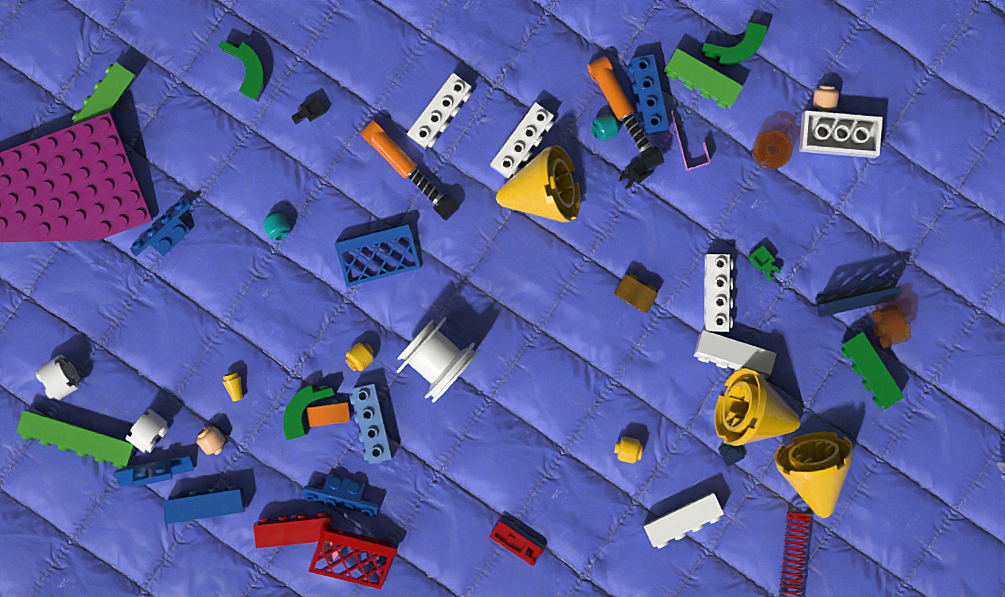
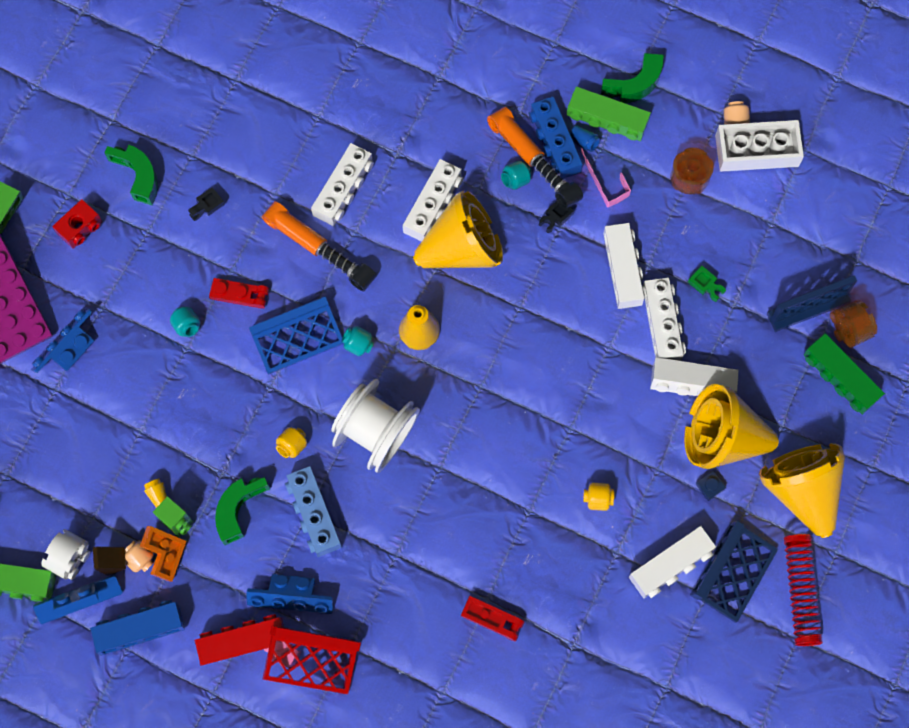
camera: 10 degrees left, 15 degrees down
(175, 114) = (78, 214): none -> red brick
(185, 442) = (109, 559): none -> dark brown slope
(237, 438) = (168, 550): none -> orange plate
(246, 412) = (173, 517): none -> bright green brick
(328, 204) = (238, 293): none -> red plate
(328, 414) = (264, 508): orange slope -> none
(432, 269) = (357, 341): none -> teal head
(492, 274) = (419, 328): none -> yellow cone
(636, 293) = (577, 334): pearl gold brick -> none
(678, 100) = (585, 138): none -> blue cone
(691, 235) = (623, 265): none -> white brick
(722, 527) = (720, 558): none -> dark blue fence

